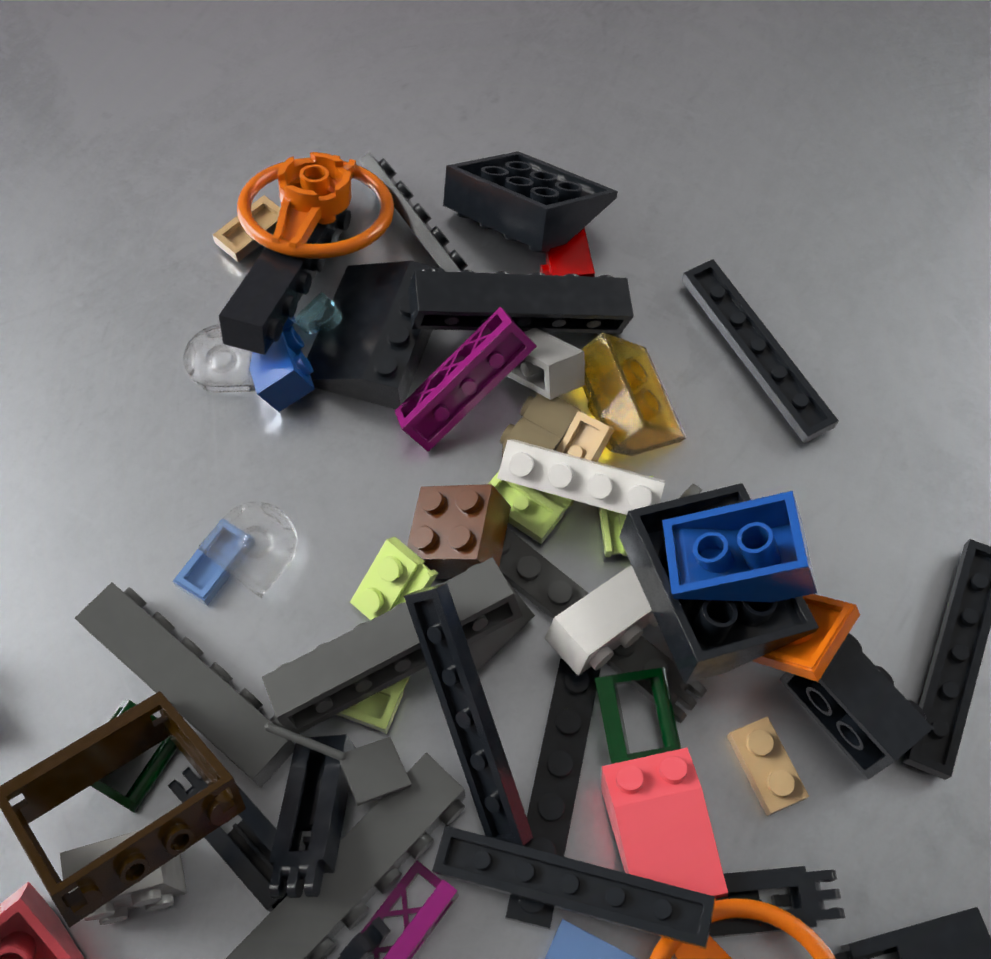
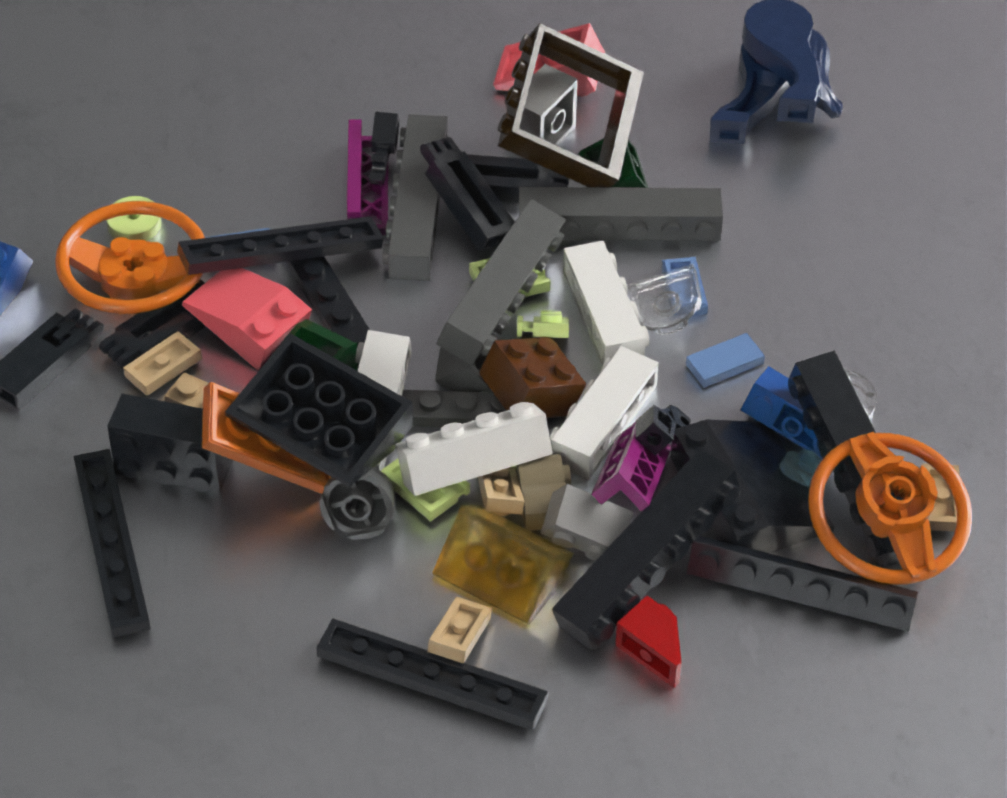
camera: 140 degrees right, 15 degrees down
(265, 458) = (725, 360): none -> medium blue tile
(307, 584) = (603, 300): none -> white brick
(369, 769) = (454, 227): dark grey piece -> none
(395, 476) = (604, 411): none -> white brick
(406, 397) = (662, 426): none -> black piece
(468, 714) = (427, 267): black plate -> none
(524, 198) = (742, 652): black slope -> none
(711, 359) = (459, 630): none -> tan plate
(740, 552) = (308, 407): blue slope -> none
(786, 843) = (162, 363): none -> tan plate

